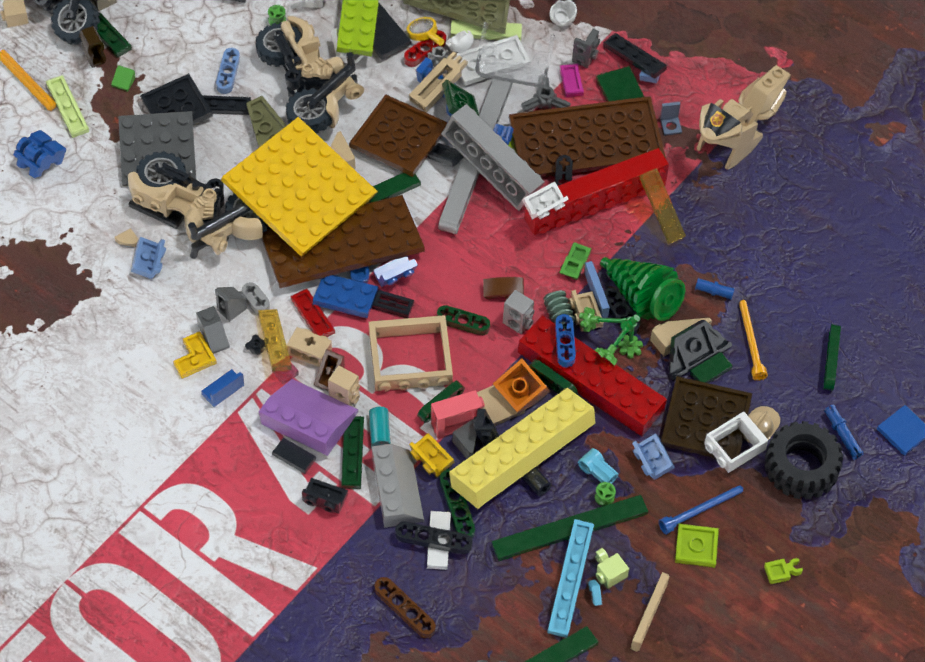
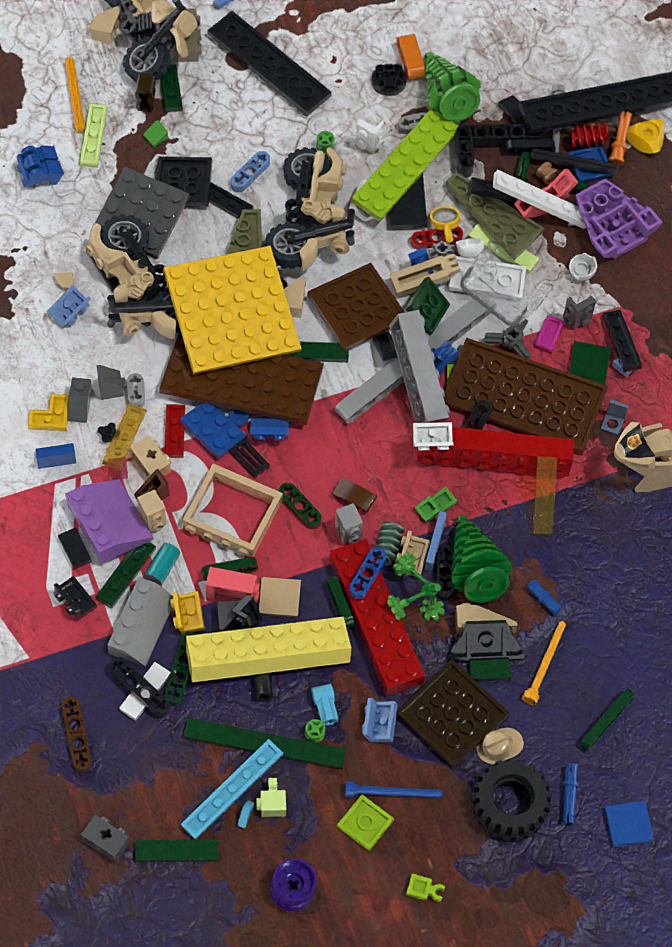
camera: 30 degrees right, 5 degrees up
(521, 386) = (306, 593): orange slope -> none
(650, 612) = (288, 853): tan tile -> none
(677, 615) = (289, 874): none -> dark purple wheel
(749, 430) = (475, 732): white window -> none

